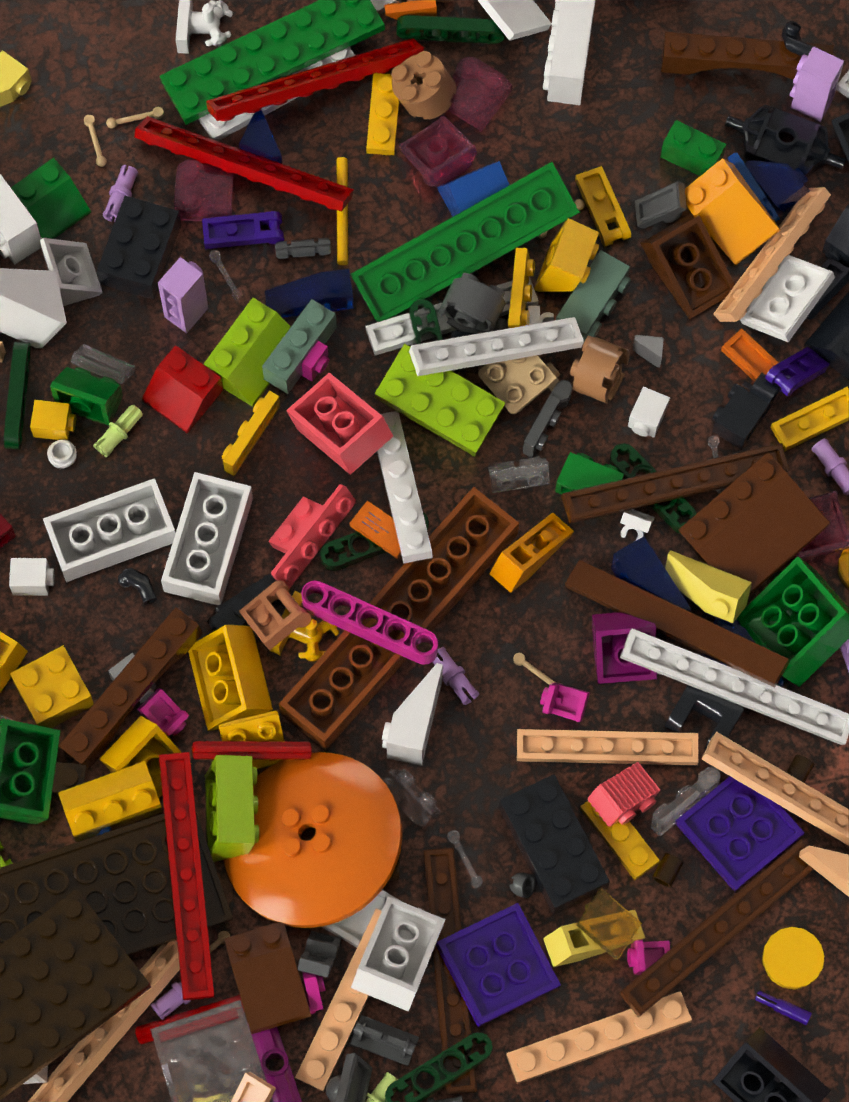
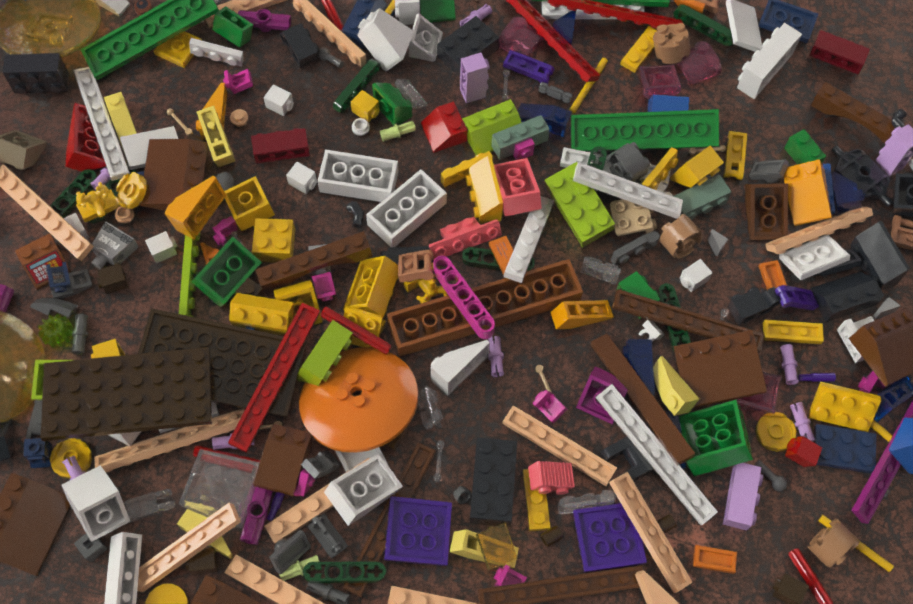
camera: 30 degrees right, 5 degrees down
(291, 1042) = (276, 503): none -> dark purple pin
(299, 452) = (485, 191): none -> yellow slope

